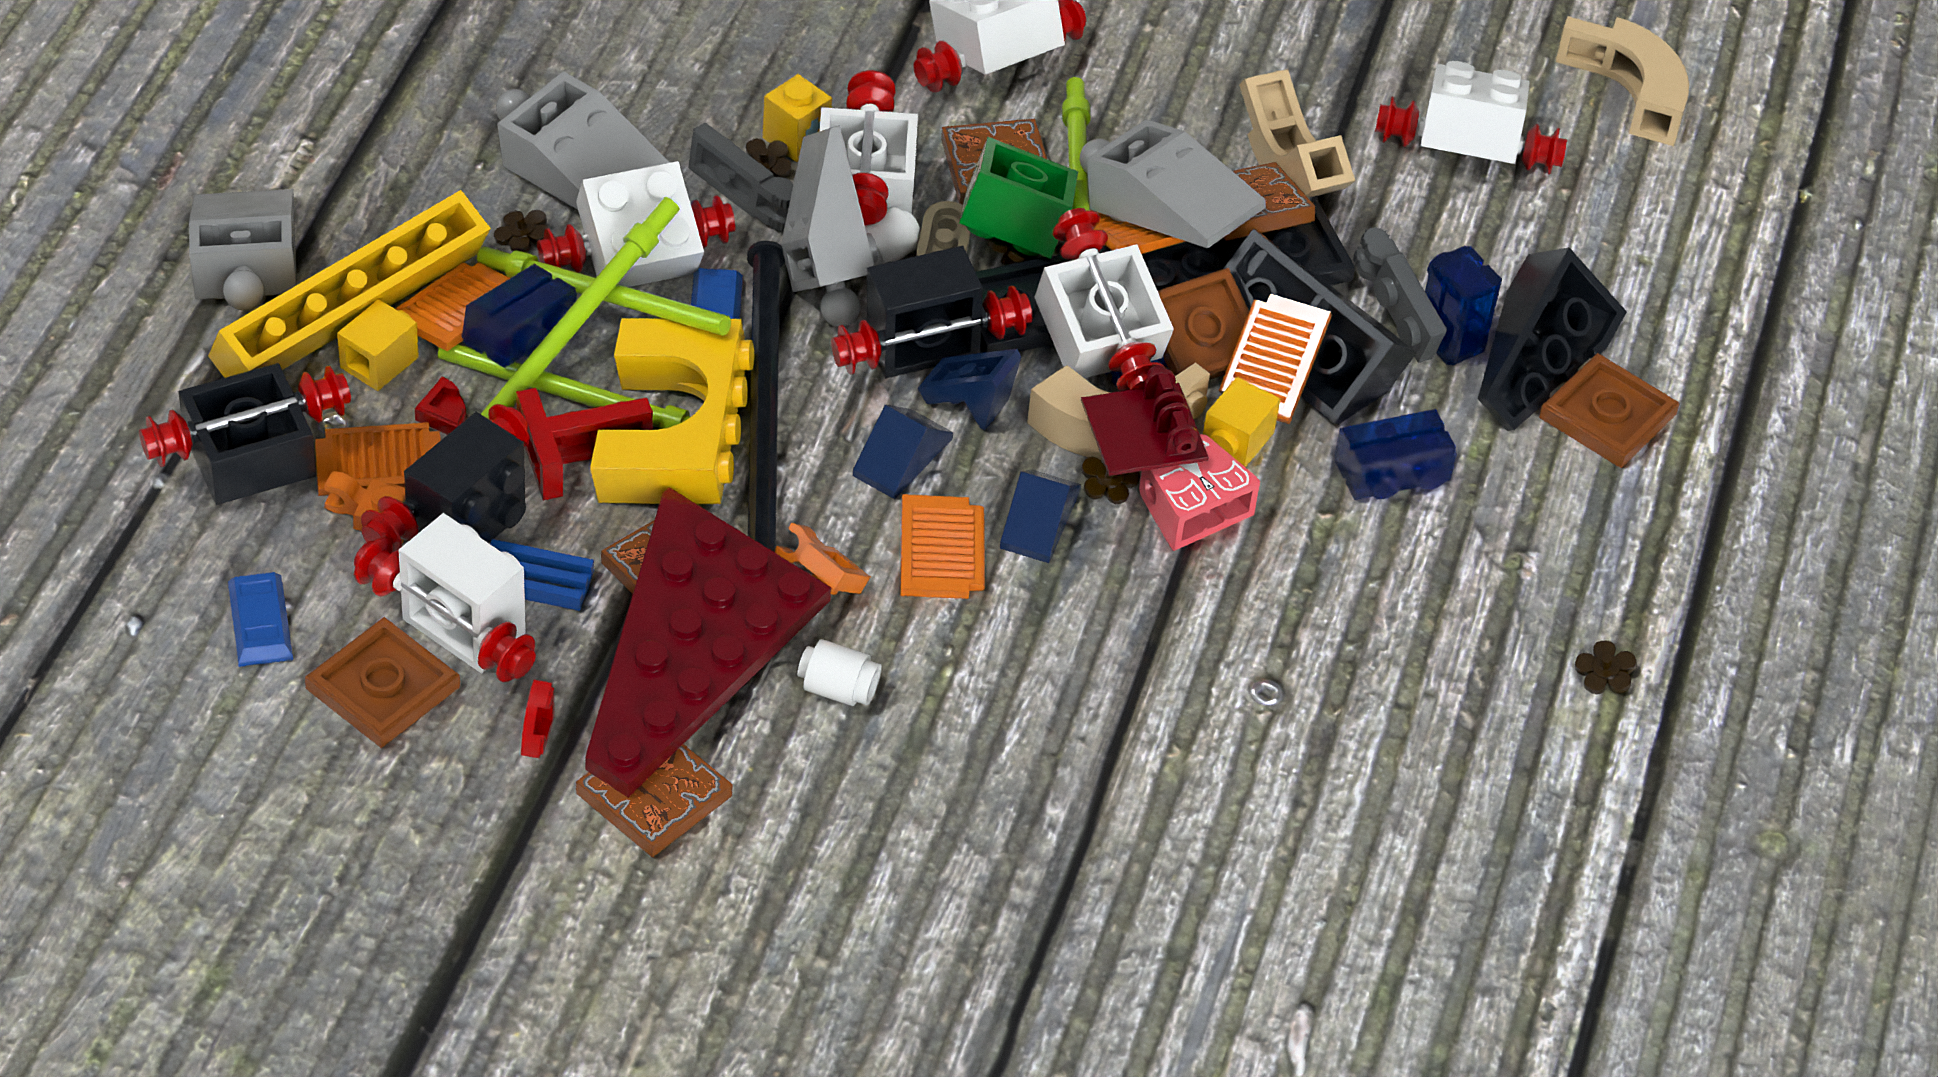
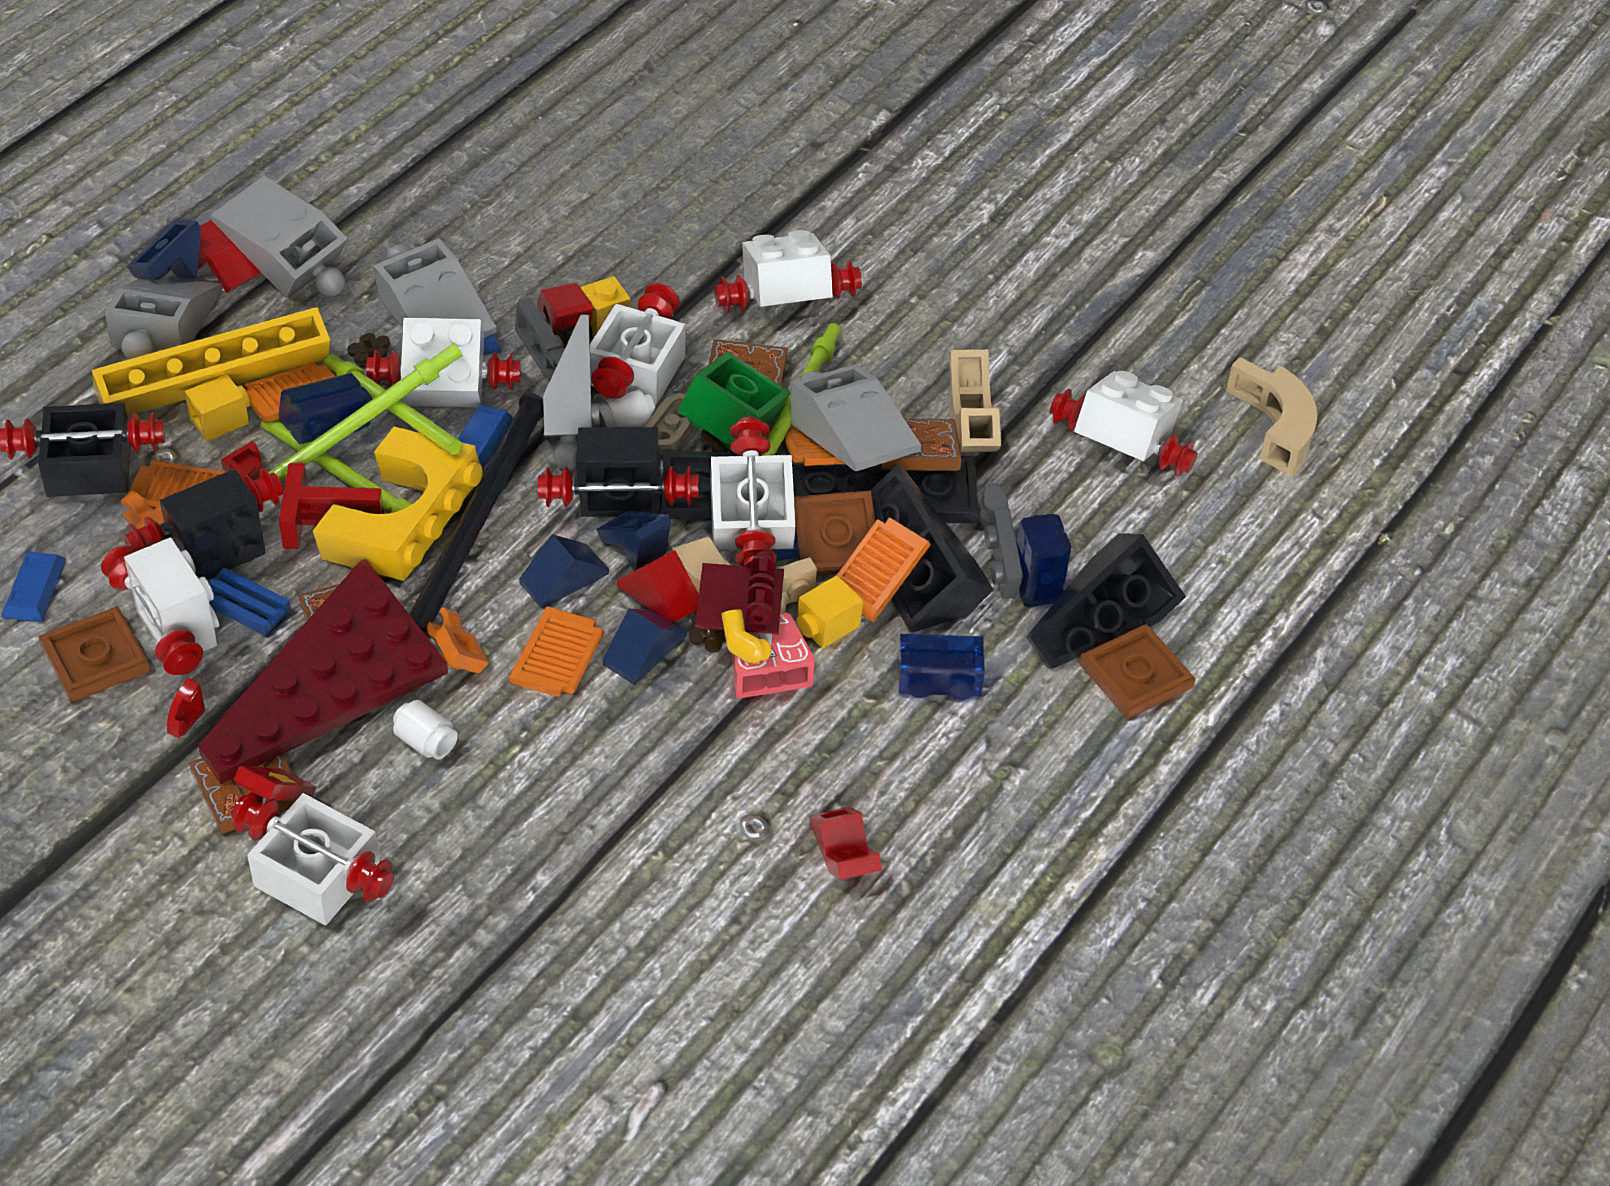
camera: 20 degrees right, 0 degrees up
(221, 161) = (172, 250): none -> dark blue slope
(287, 149) = (224, 258): none -> red slope
(345, 106) = (279, 235): none -> light grey slope
(713, 777) = (273, 783): none -> red tile
(754, 122) = (564, 305): none -> red slope
(795, 849) = (311, 855): none -> white brick
(1033, 437) = (663, 587): none -> red slope
(1175, 480) = (741, 642): none -> yellow arm
(1380, 686) = (844, 843): none -> red slope
(1606, 668) = (1035, 876): dark brown plant -> none

